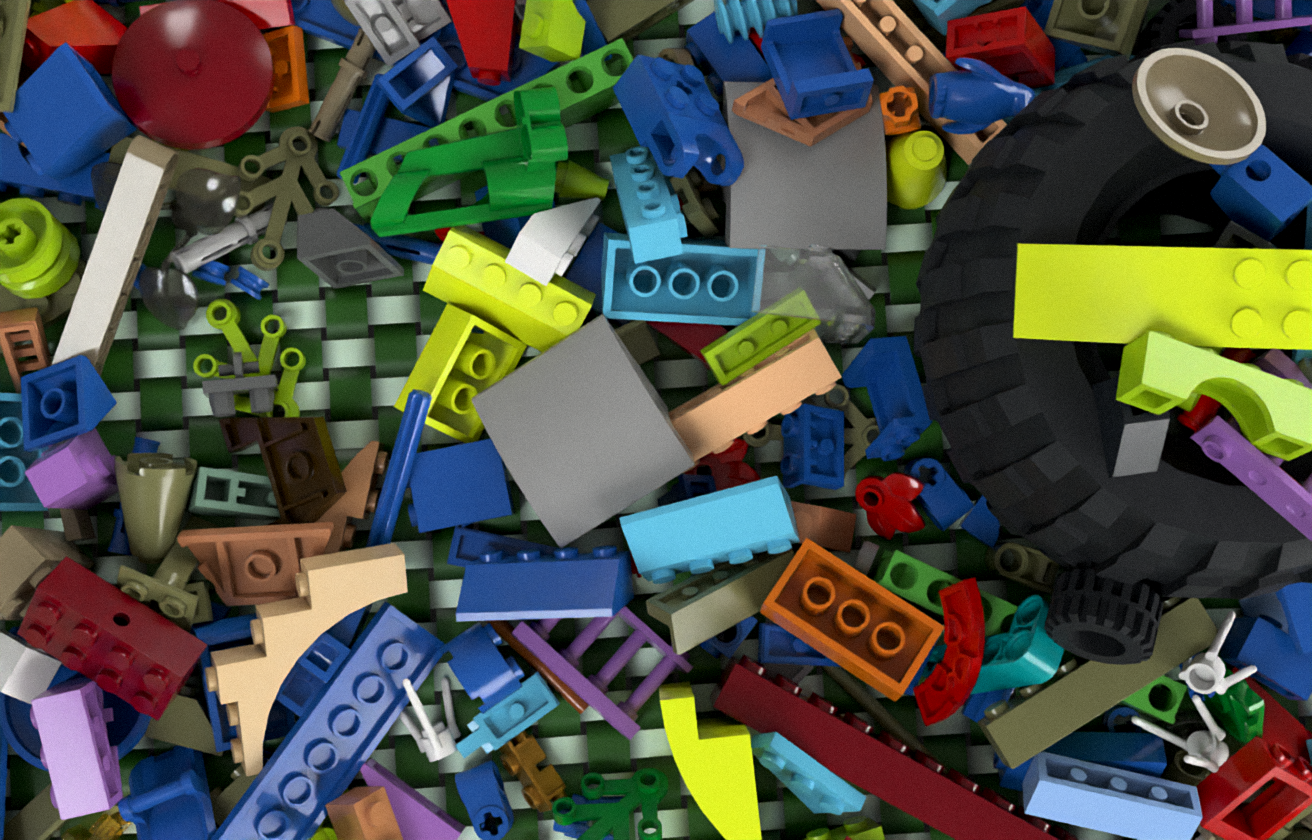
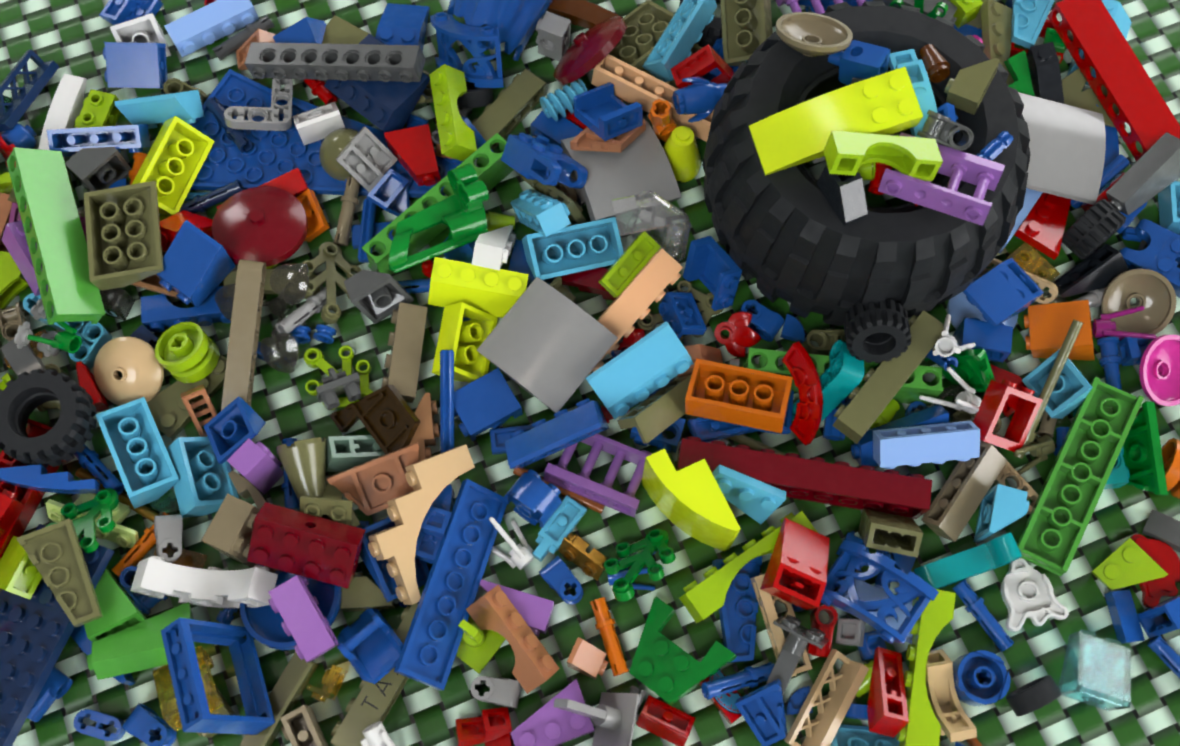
camera: 15 degrees left, 15 degrees down
(364, 358) = (406, 349): none -> dark tan brick

